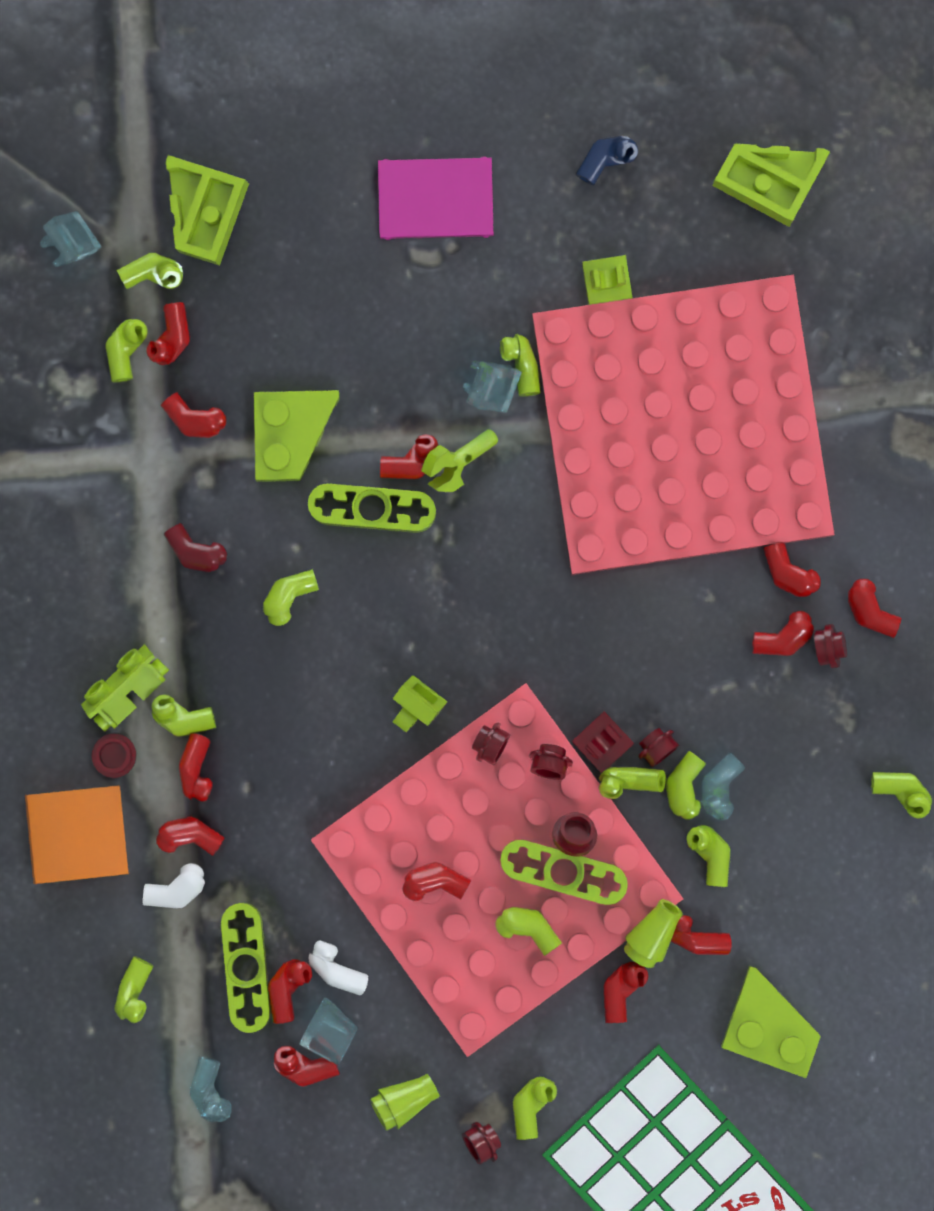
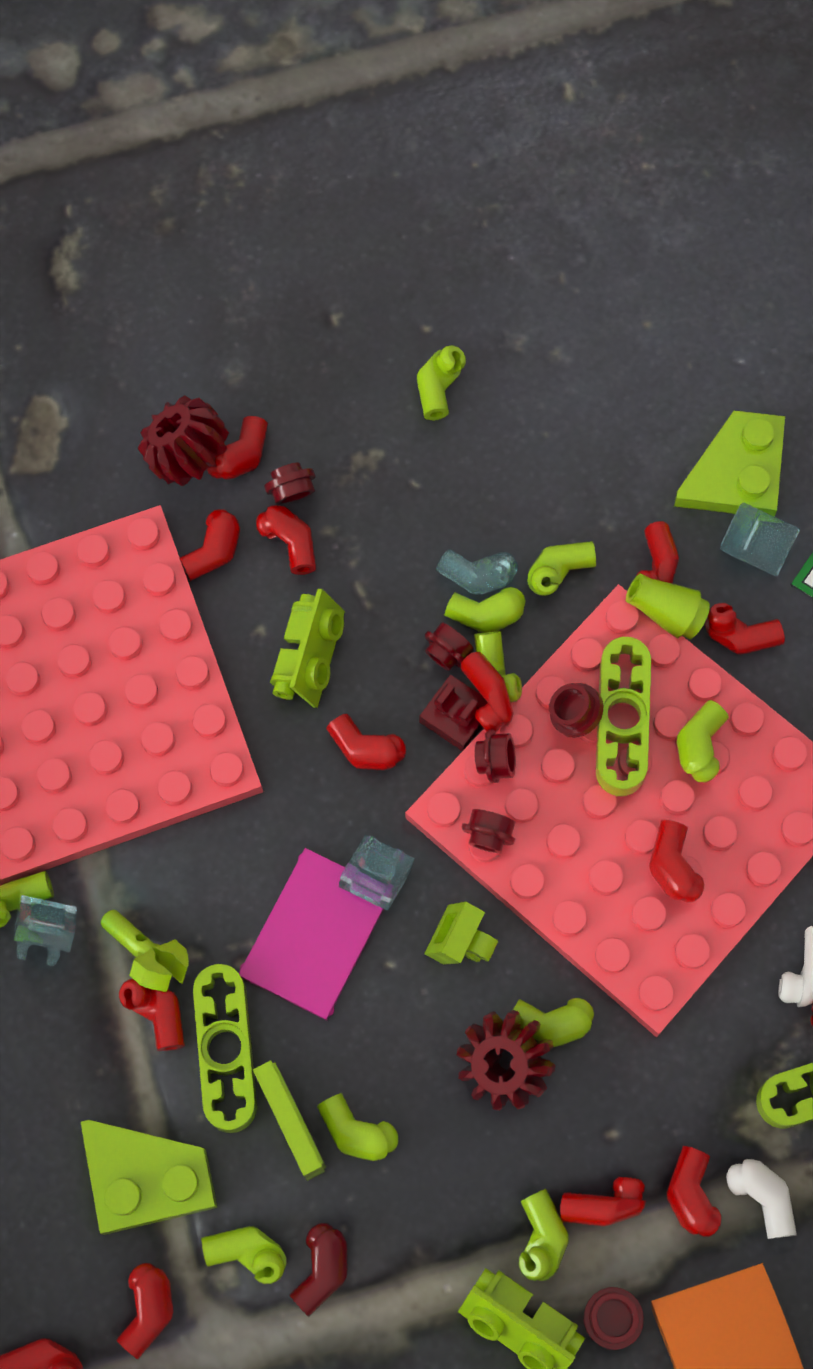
camera: 105 degrees left, 15 degrees down
(219, 501) = (250, 1248): none -> lime arm
(302, 706) = (525, 1067): none -> dark red gear
(305, 547) = (290, 1120): none -> lime tile
(333, 762) = (559, 1025): none -> lime arm
(447, 594) = (311, 937): none -> dark pink piece
(482, 650) = (376, 872): none -> clear light blue tile
(585, 661) = (366, 751): none -> red arm
(606, 772) = (493, 689): none -> red arm
(662, 627) = (315, 626): none -> lime hinge
(699, 1025) = (759, 539): none -> clear light blue slope
(883, 563) = (183, 440): none -> dark red gear

